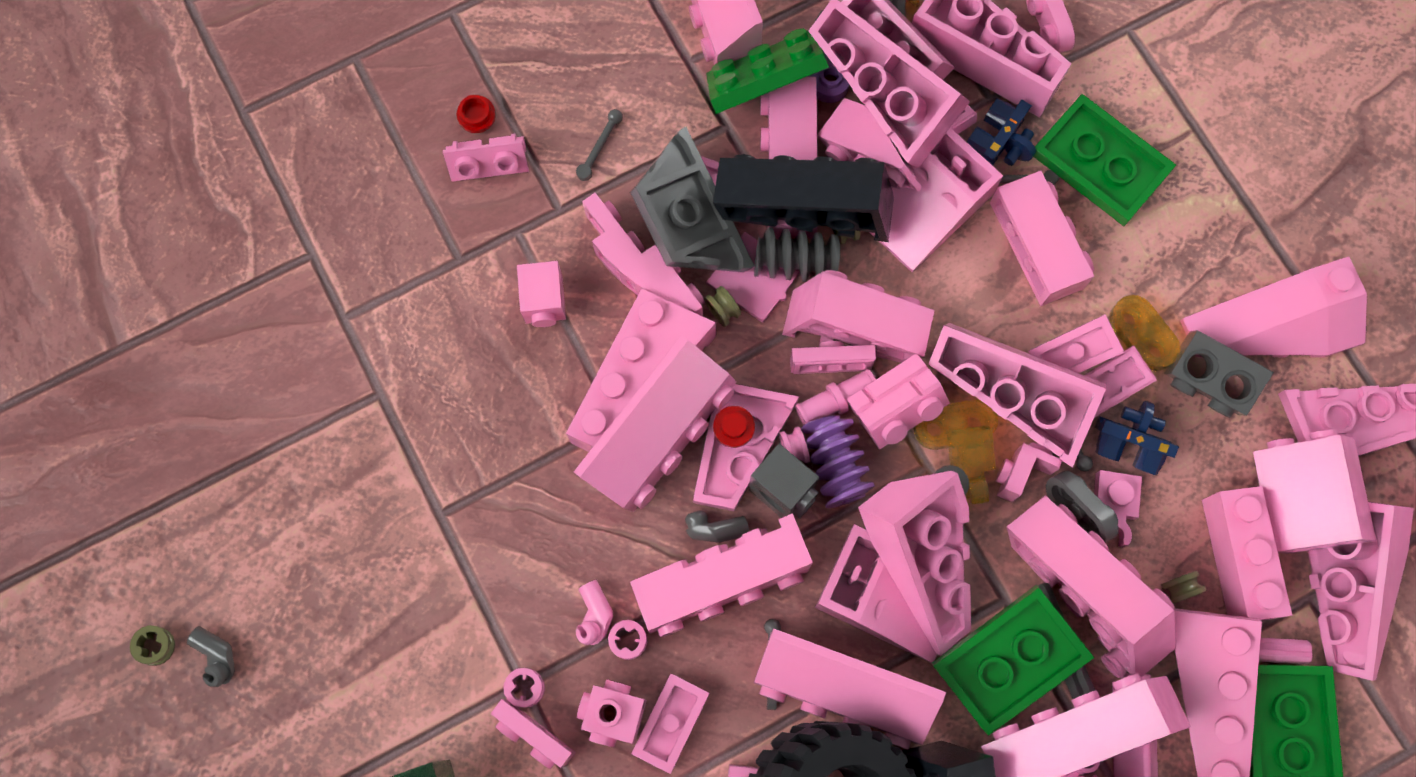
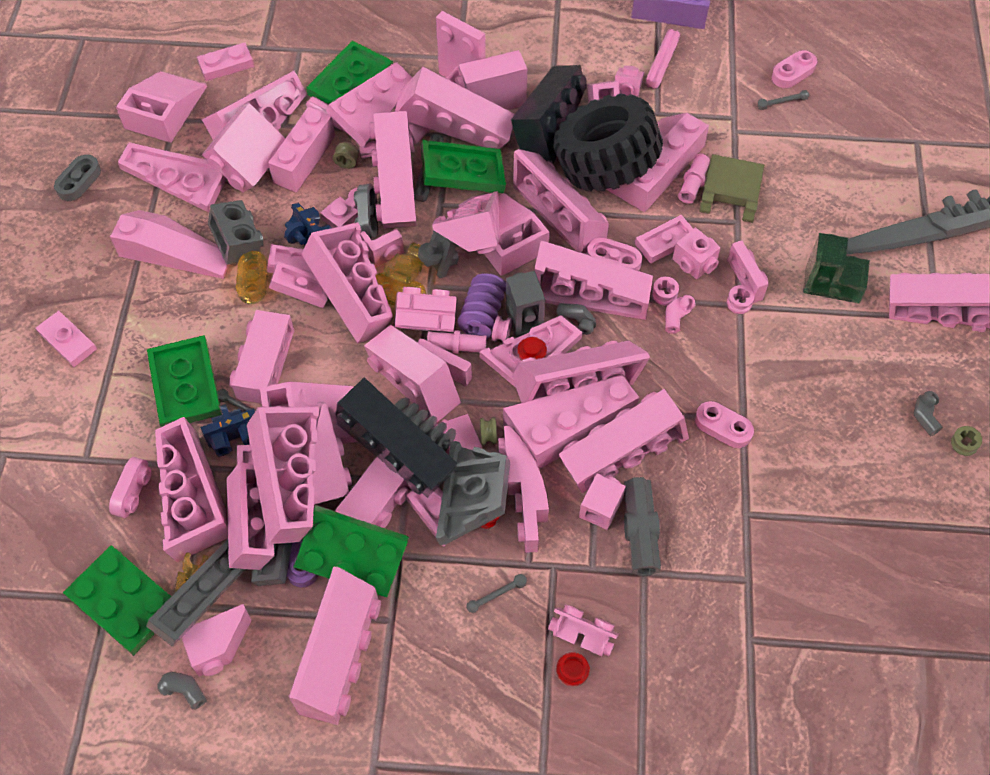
camera: 150 degrees left, 15 degrees down
(456, 488) = (723, 424): none -> bright pink plate
(485, 297) = (641, 527): none -> dark grey piece
(553, 380) = (625, 439): none -> bright pink wedge
(723, 649) = (615, 252): none -> bright pink plate
(1279, 132) = (66, 338): none -> bright pink plate

